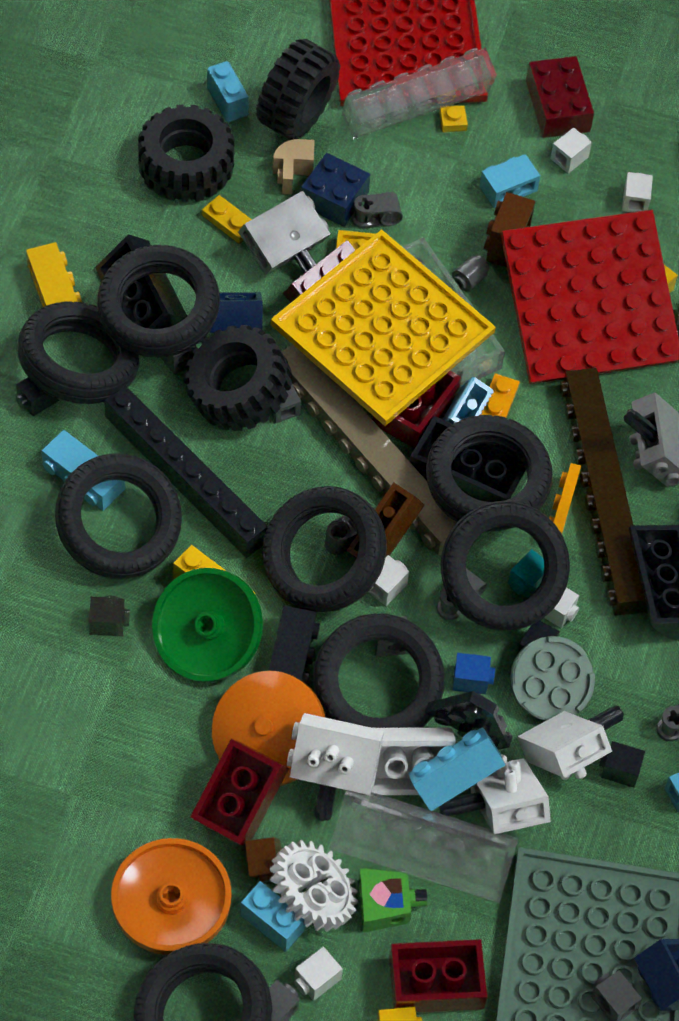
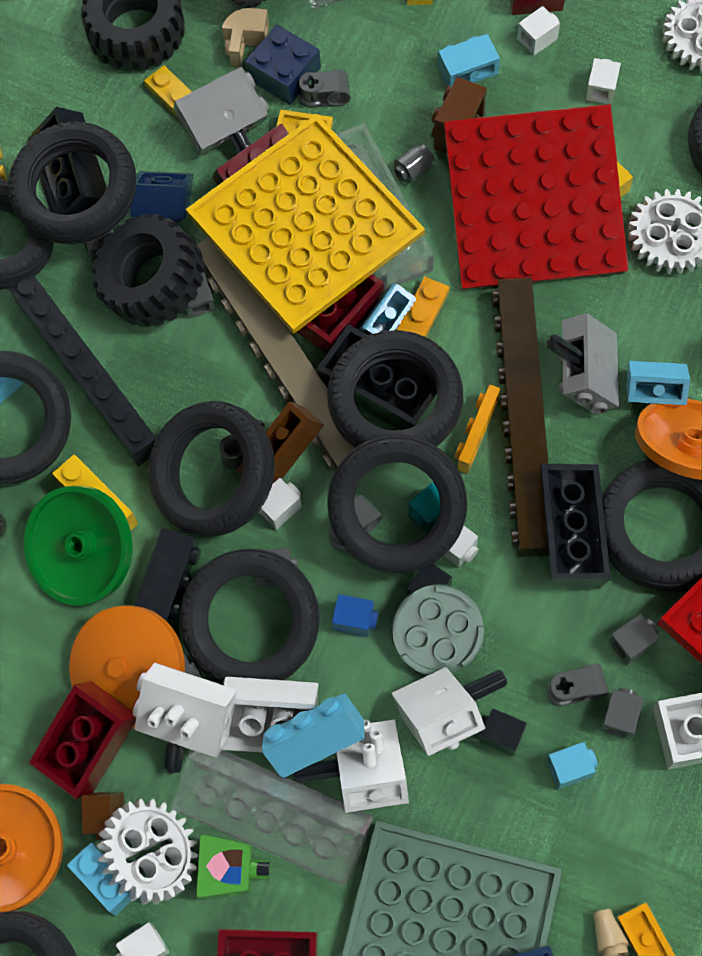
camera: 15 degrees right, 10 degrees up
(469, 713) = (338, 679): black plate -> none

